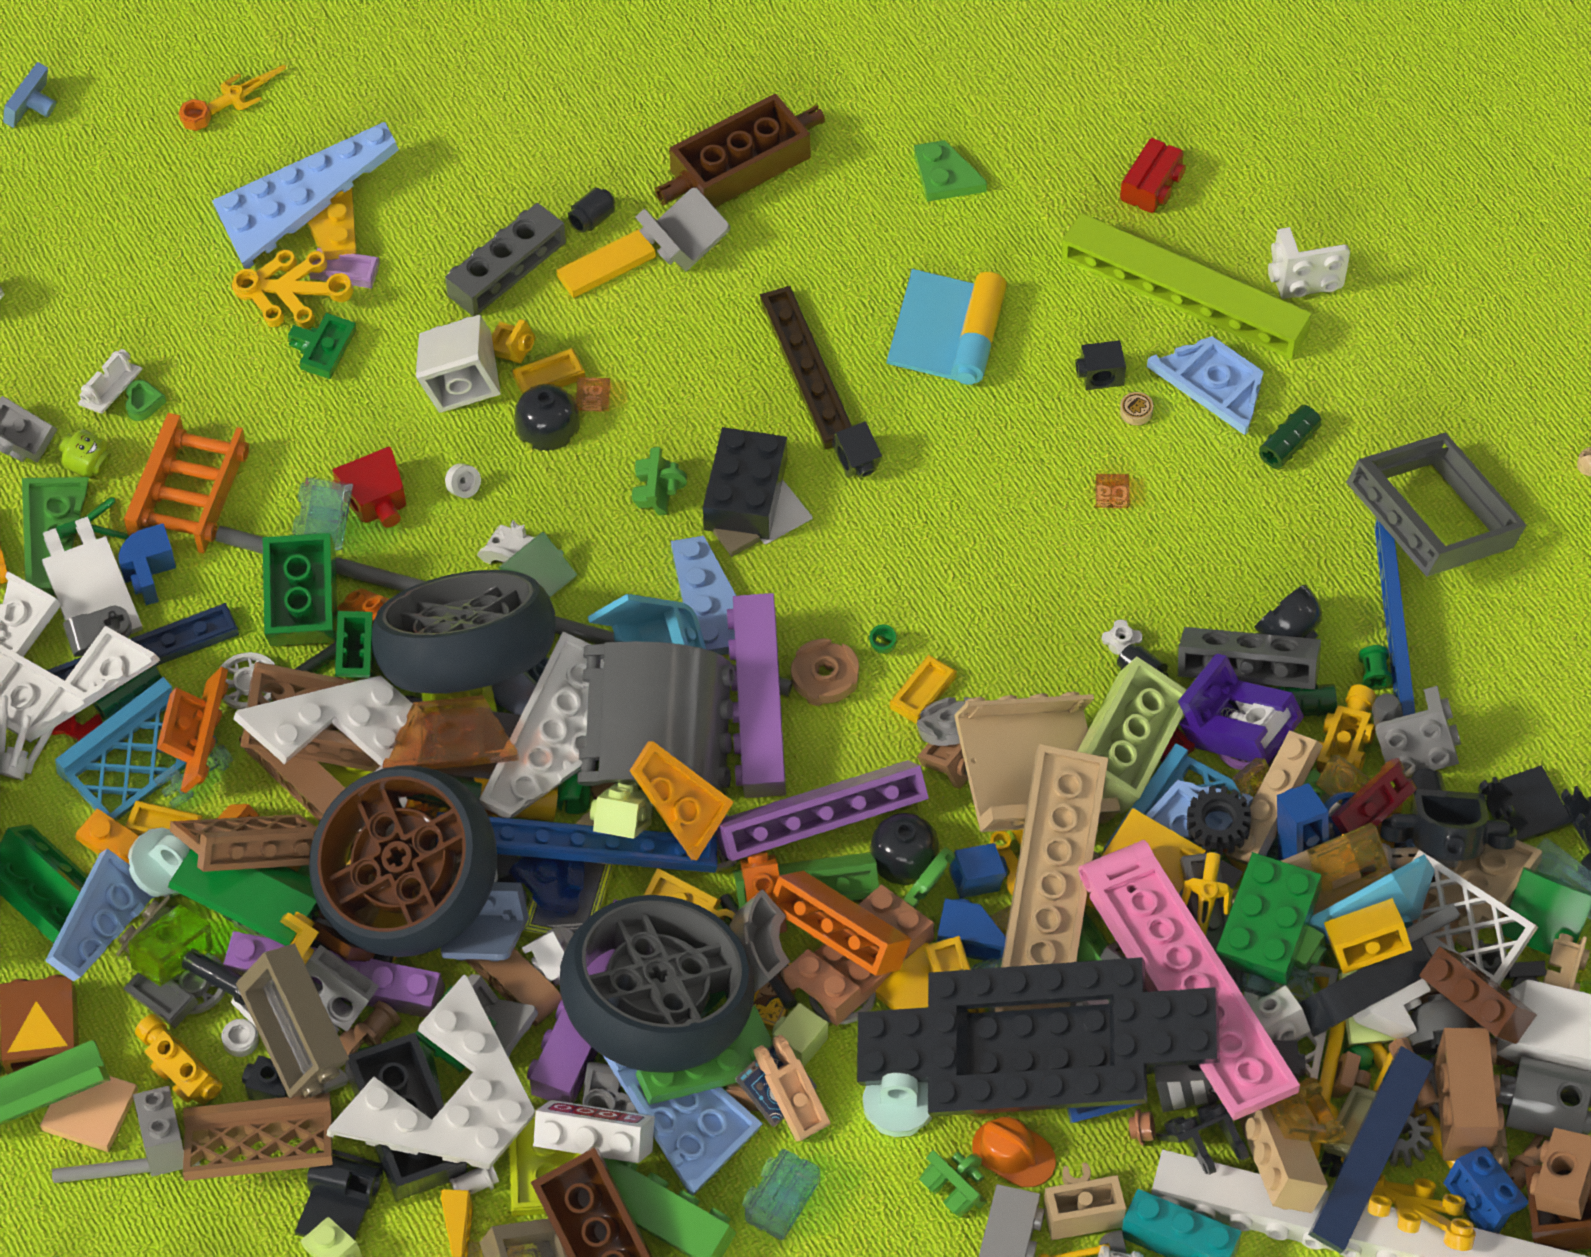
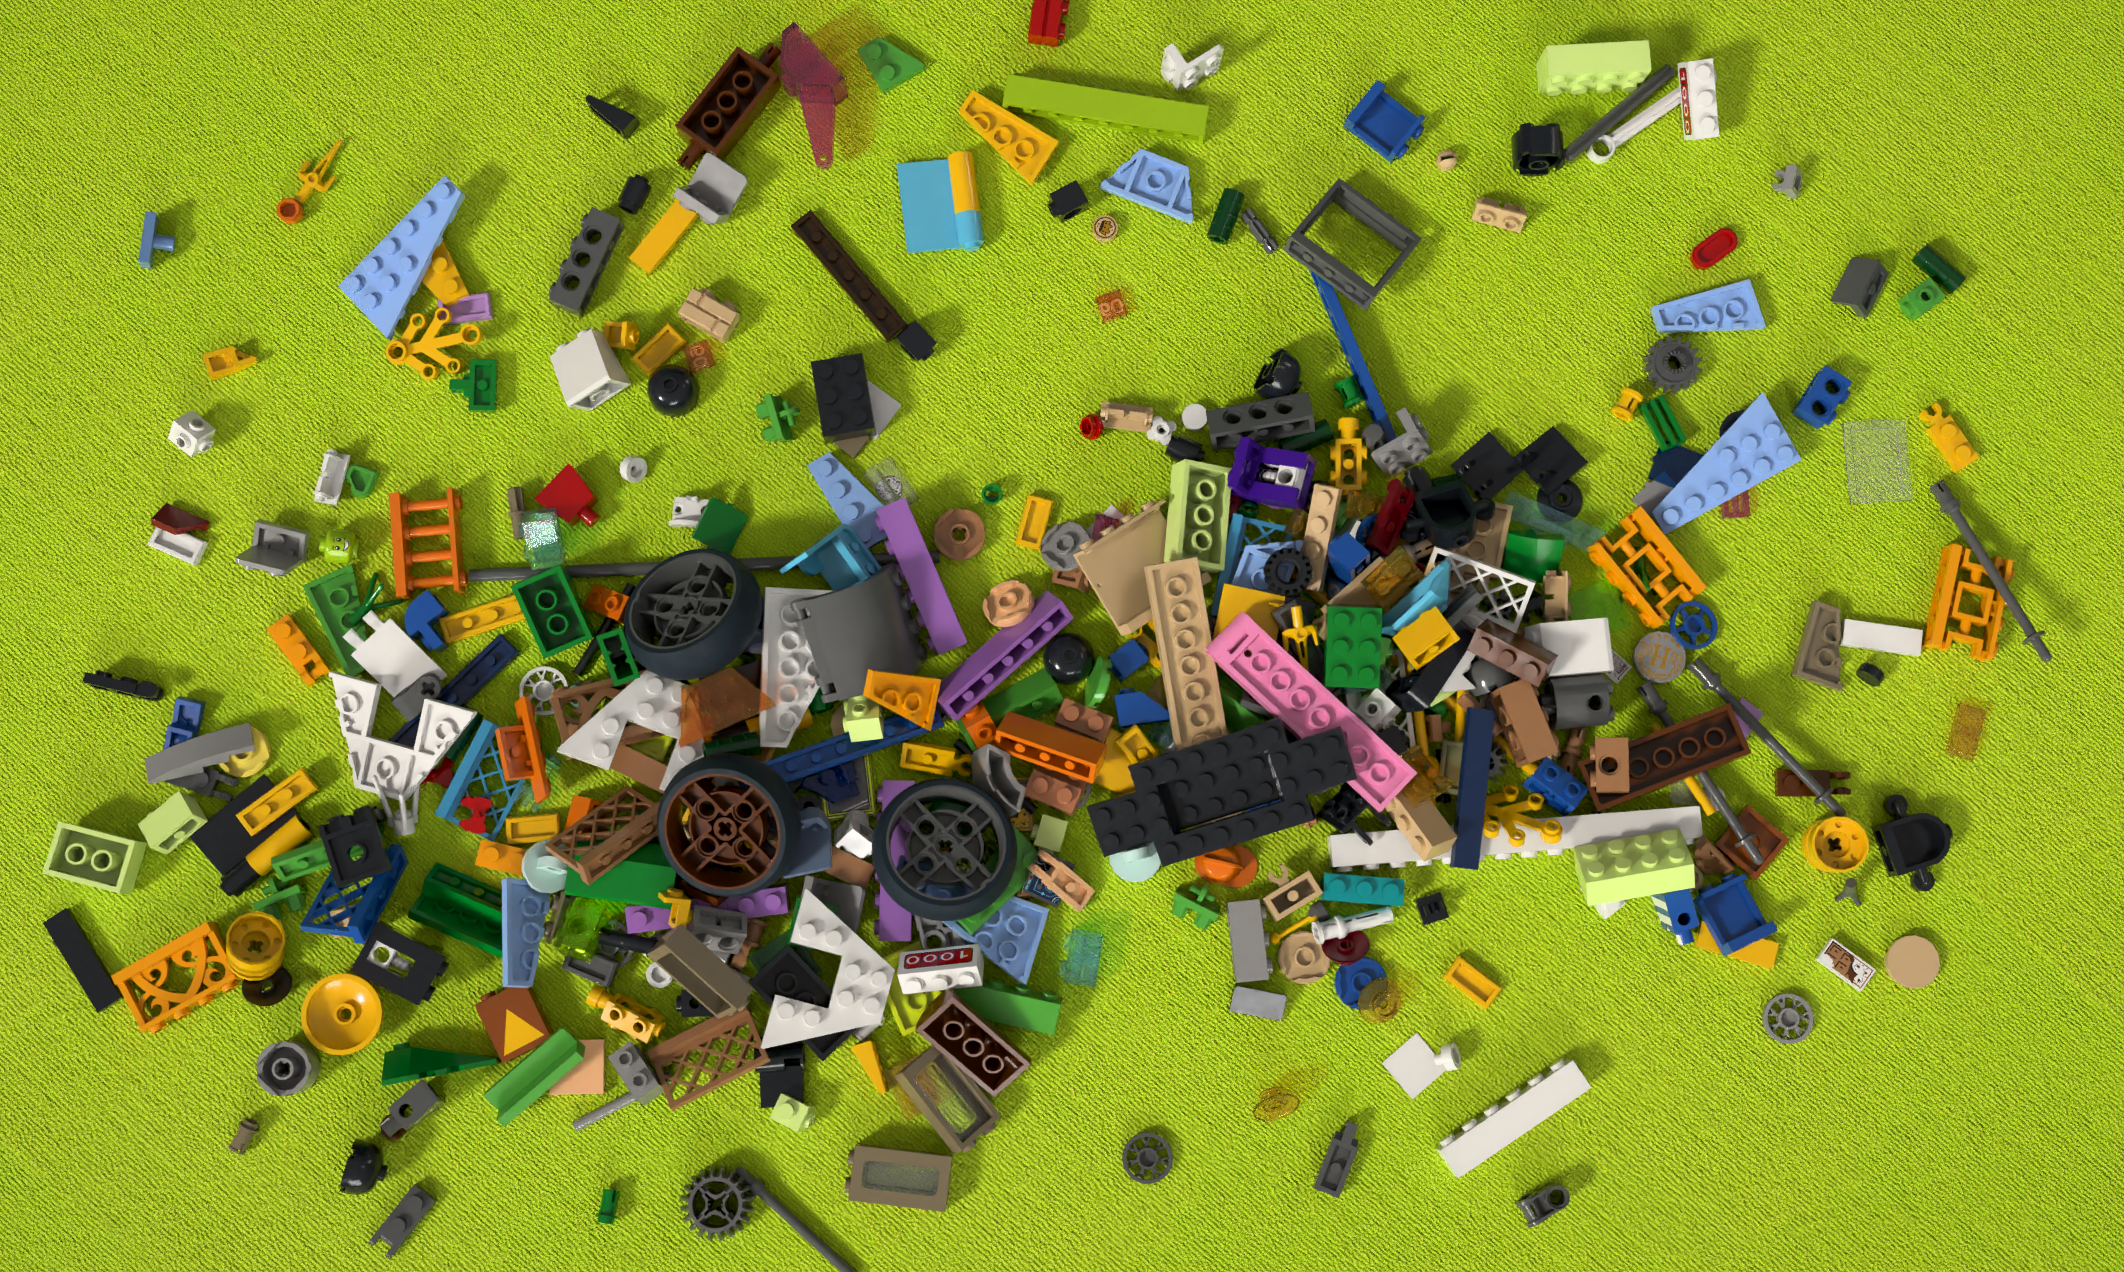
camera: 25 degrees left, 25 degrees up
(50, 238) = (226, 362): none -> yellow slope
(111, 773) = (479, 806): none -> red piece
(210, 584) = (481, 619): none -> yellow tile
(311, 467) = (517, 509): none -> dark tan axle
(605, 130) = (618, 119): none -> black slope
(624, 353) = (709, 314): none -> tan brick
(764, 579) = (889, 482): none -> clear slope
(848, 159) = (816, 85): none -> clear pink slope
(853, 759) = (1008, 603): none -> light nougat tile
(1036, 605) = (1091, 426): none -> red plate
(1061, 283) = (1013, 138): none -> yellow wing
(1082, 610) = (1126, 416): none -> tan hinge
(1167, 637) = (1194, 417): none -> white tile
(1196, 752) = (1249, 504): none -> green hinge
(1327, 466) = (1259, 231): none -> dark grey axle
(1523, 398) = (1384, 123): none -> blue panel

